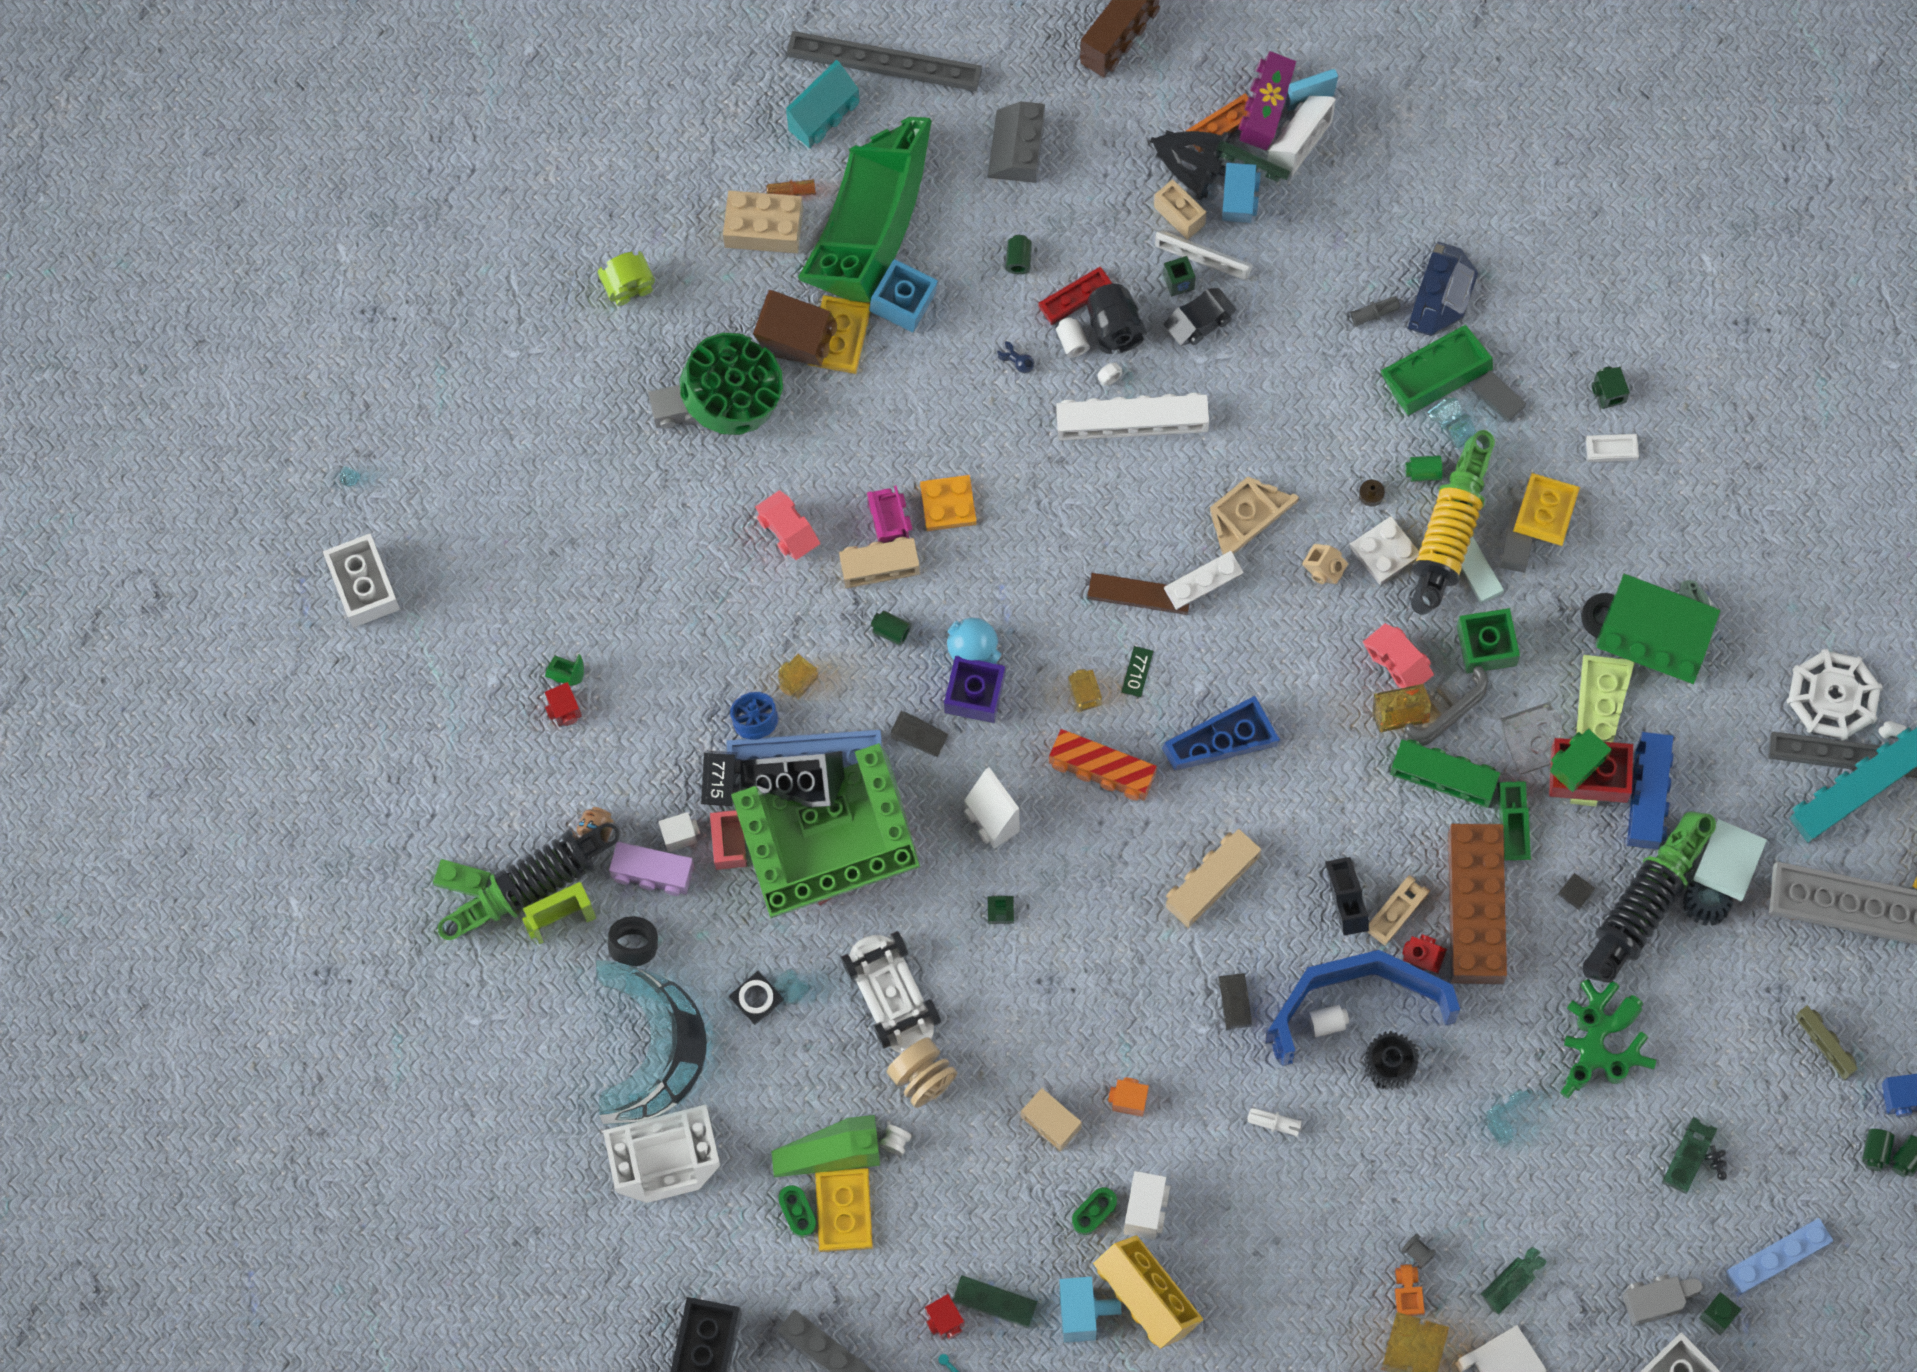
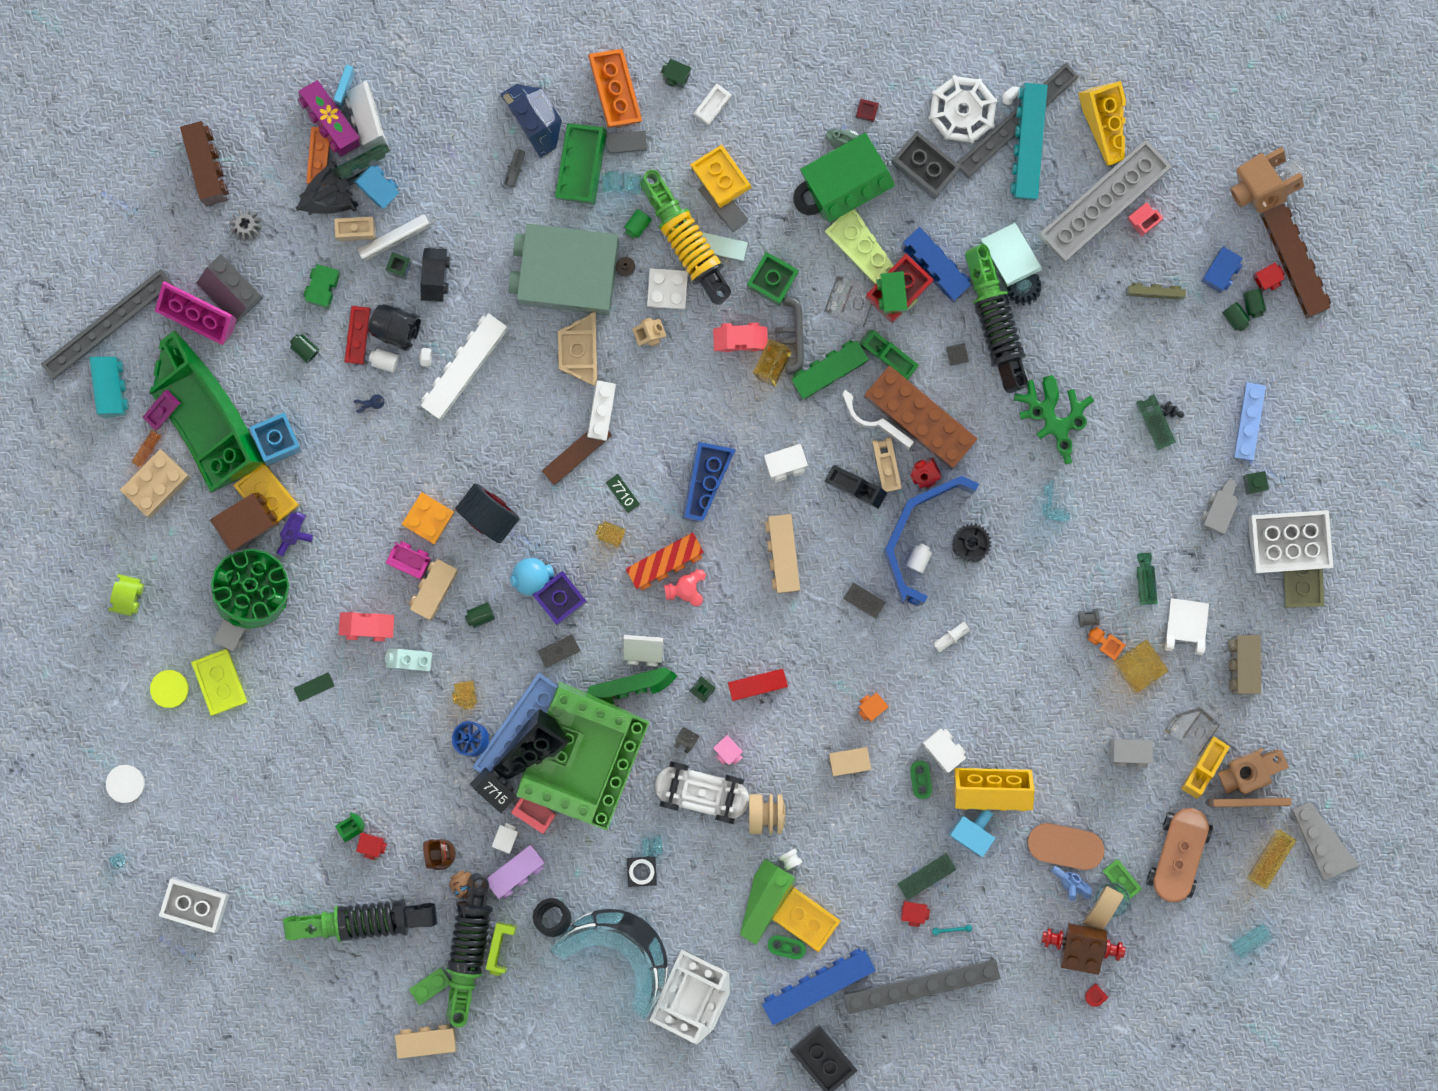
camera: 55 degrees left, 15 degrees up
(399, 917) = (425, 1041): none -> tan brick
(434, 425) = (125, 783): none -> white tile
(476, 755) = (358, 923): none -> black piece
(566, 393) = (169, 688): none -> neon yellow tile
(610, 779) = (438, 854): none -> reddish brown helmet
(612, 434) = (219, 682): none -> neon yellow tile
(682, 528) = (314, 687): none -> dark green sticker
(782, 1278) = (818, 986): none -> blue brick
(787, 594) = (408, 659): none -> light aqua bracket
(821, 386) = (291, 532): none -> dark purple piece
(841, 171) = (161, 410): none -> magenta plate
(935, 932) = (687, 739): none -> clear smoke tile
(952, 837) = (655, 679): none -> green brick
(957, 984) = (728, 751): none -> bright pink brick
(965, 127) = (195, 313): none -> dark pink slope
(1001, 547) = (487, 513): none -> black wheel
(1052, 959) = (757, 684): none -> red slope
(1092, 808) = (686, 588): none -> coral animal
(1094, 109) = (252, 226): none -> light grey gear
(1094, 223) = (320, 287): none -> green brick
(1309, 801) = (785, 462): none -> white brick
(1317, 433) = (565, 269): none -> sand green brick
(1435, 867) = (882, 423): none -> white piece
(1541, 341) = (615, 88): none -> orange slope
(1743, 699) = (925, 165): none -> dark grey brick
(1745, 601) = (867, 110): none -> dark red tile
(1892, 970) = (1145, 219): none -> coral piece

